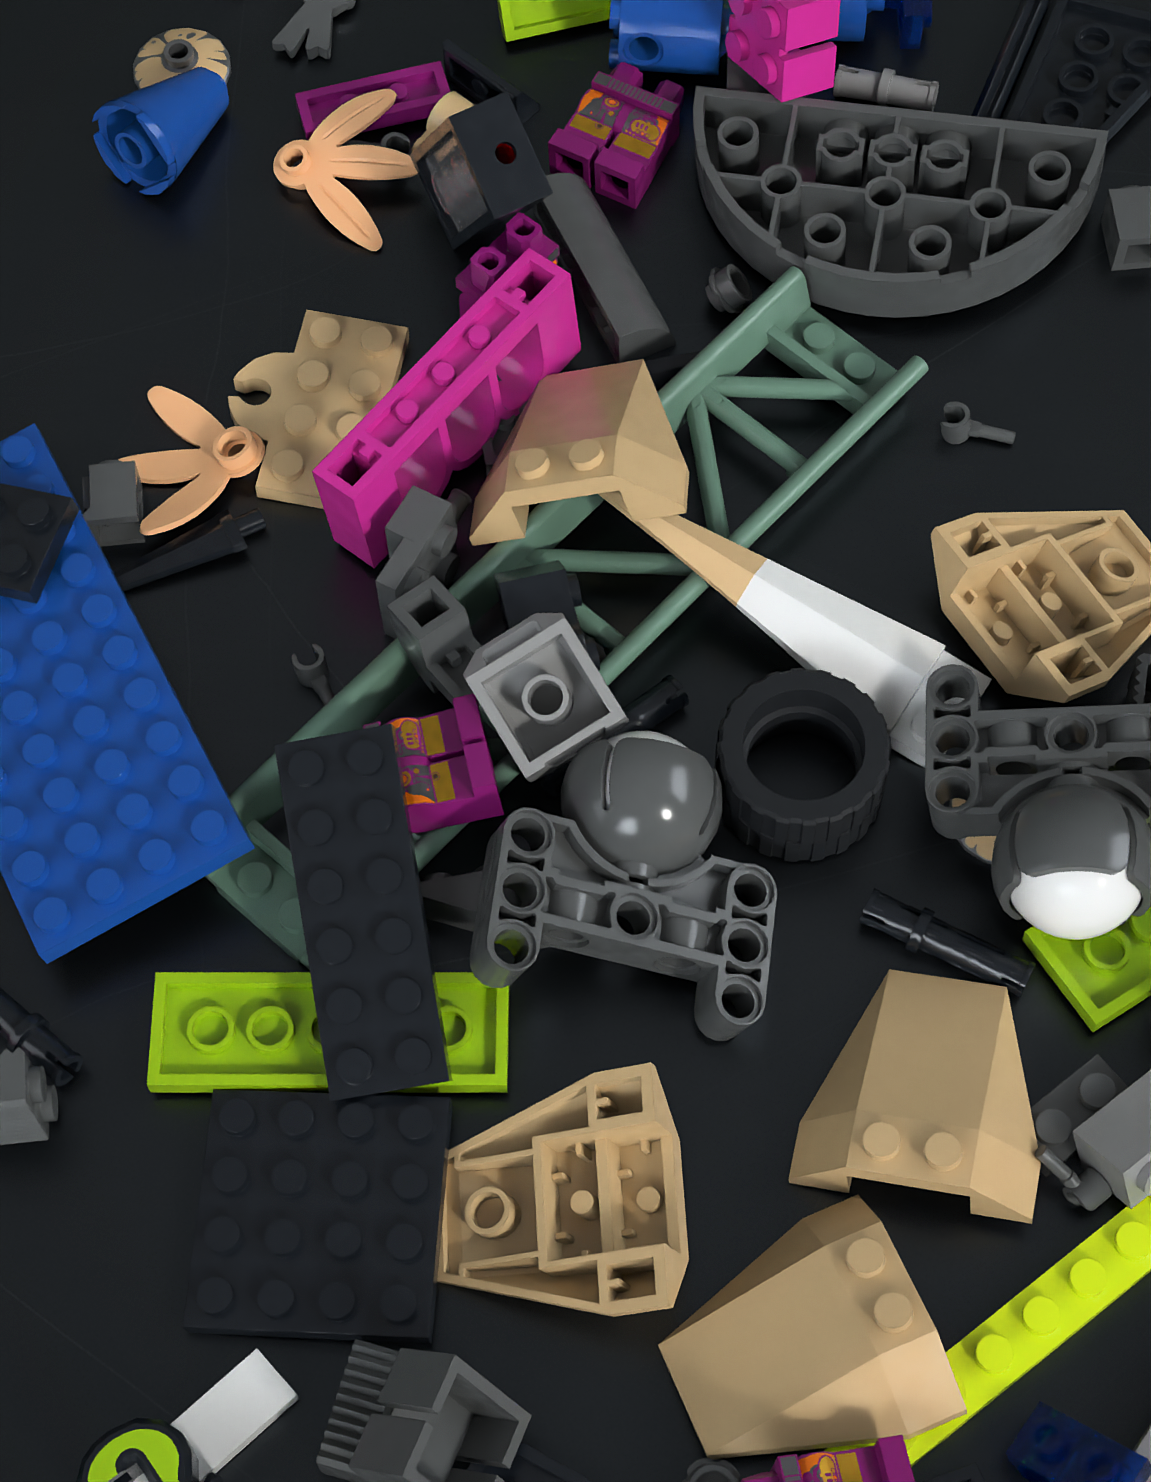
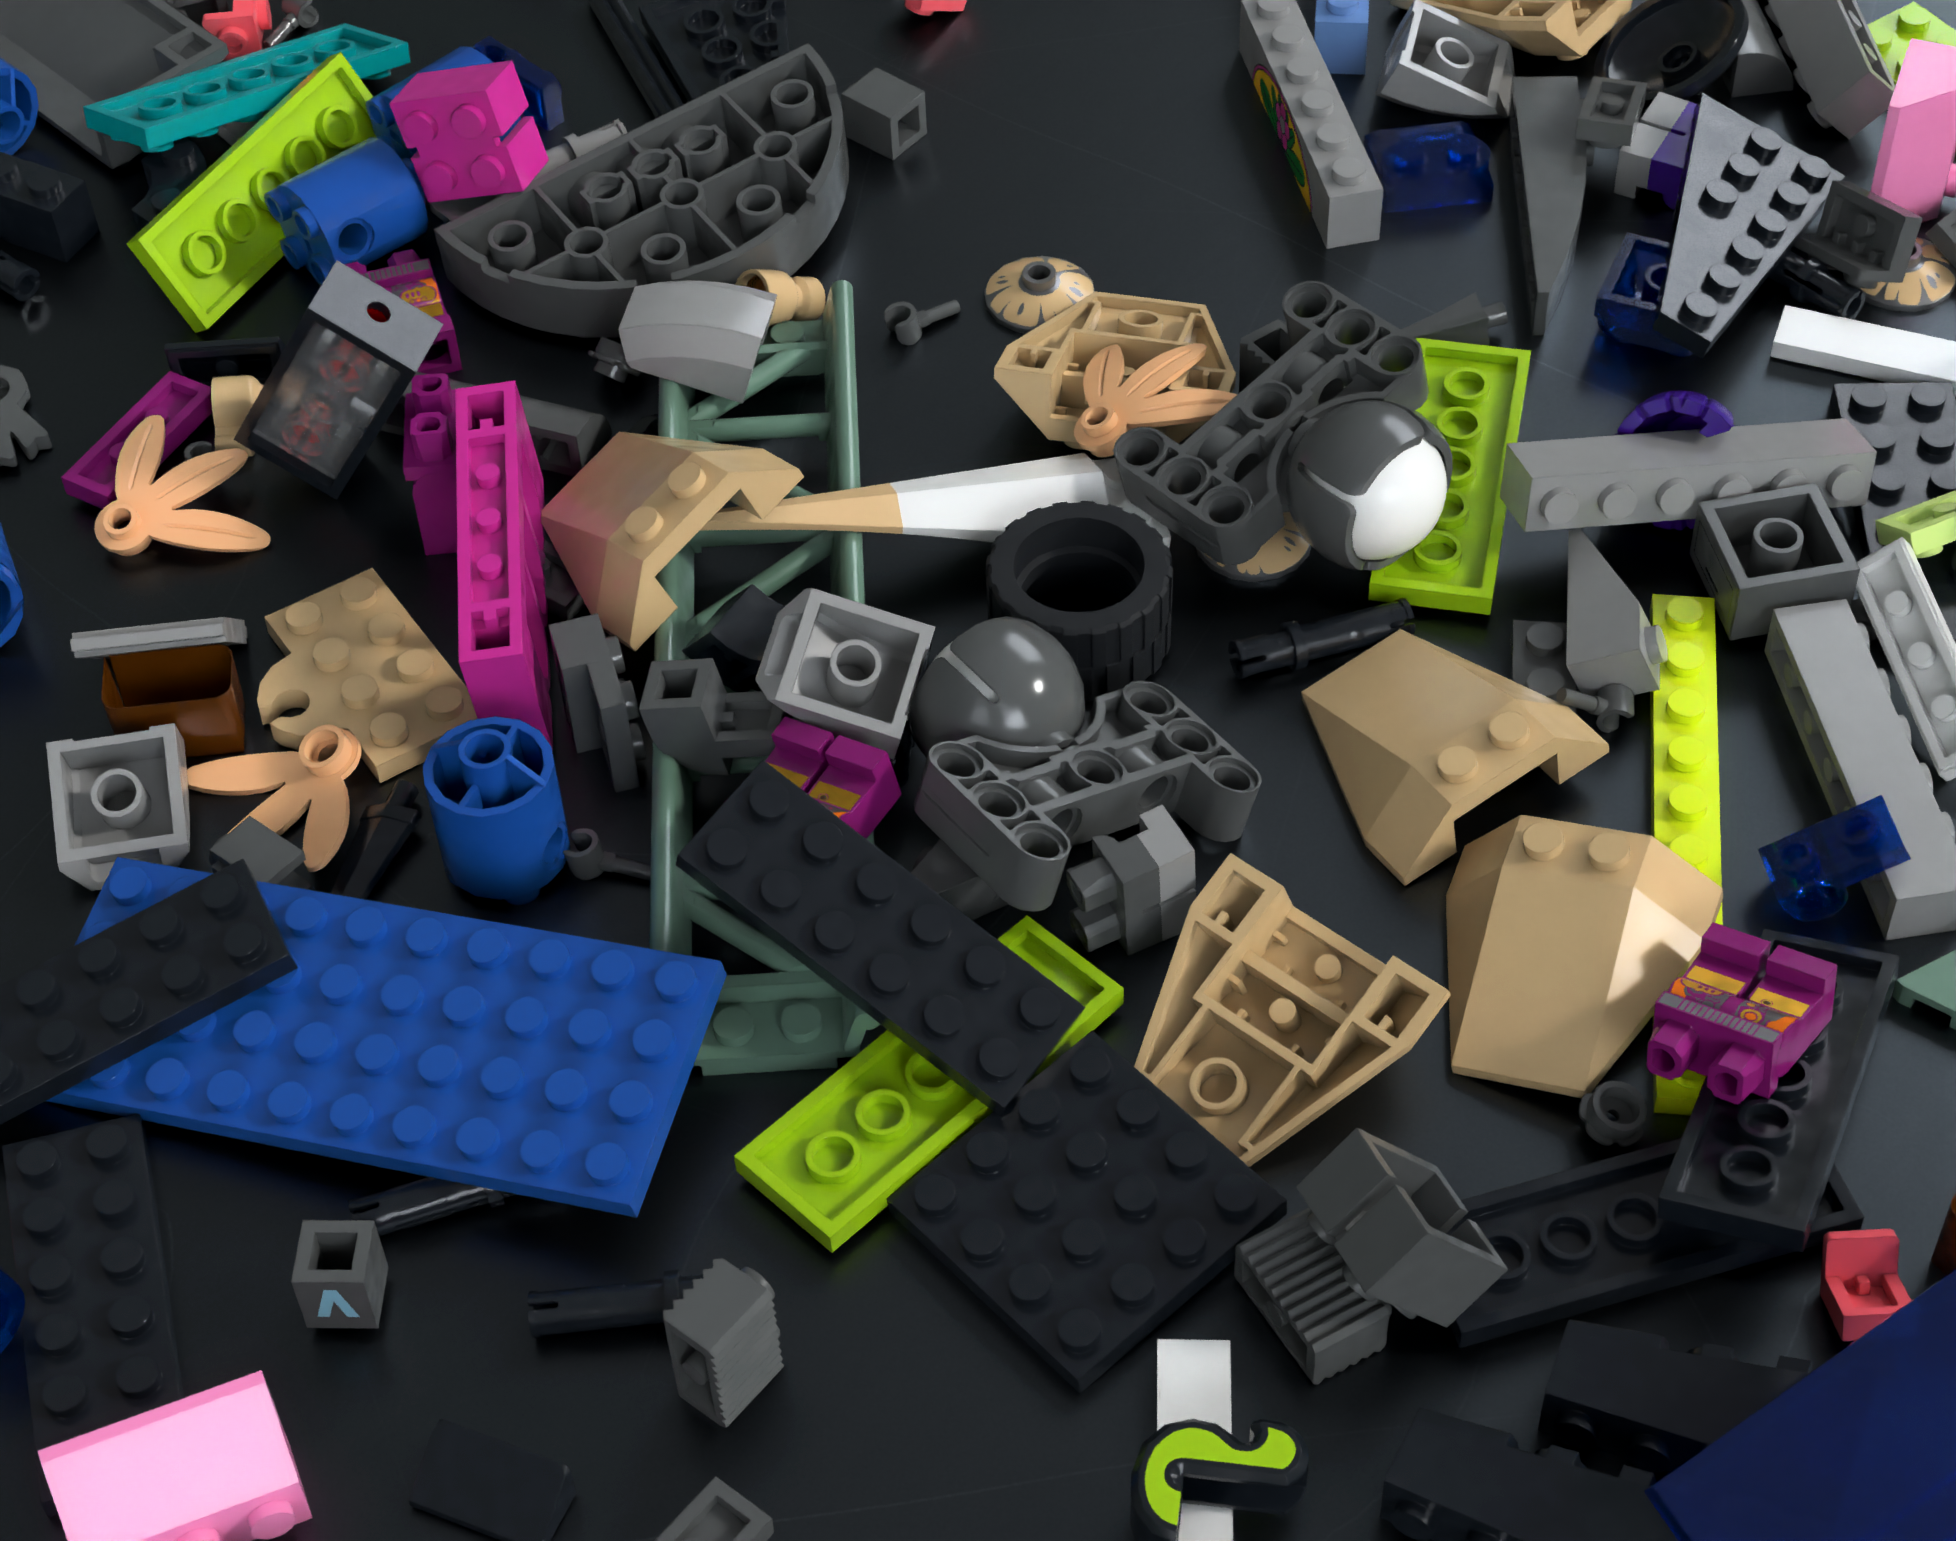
camera: 45 degrees left, 15 degrees down
(81, 383) = (119, 800): none -> light grey slope
(194, 316) = (178, 686): none -> reddish brown piece
(216, 277) = (161, 636): none -> light grey piece
(265, 590) = (497, 808): none -> blue cylinder
(585, 1024) = (1134, 887): none -> dark grey hips
(769, 323) = (697, 333): none -> light grey slope
(875, 329) = (797, 297): none -> tan piece
(998, 632) = (1134, 403): none -> light nougat plant
(1066, 487) = (1034, 291): none -> tan dish

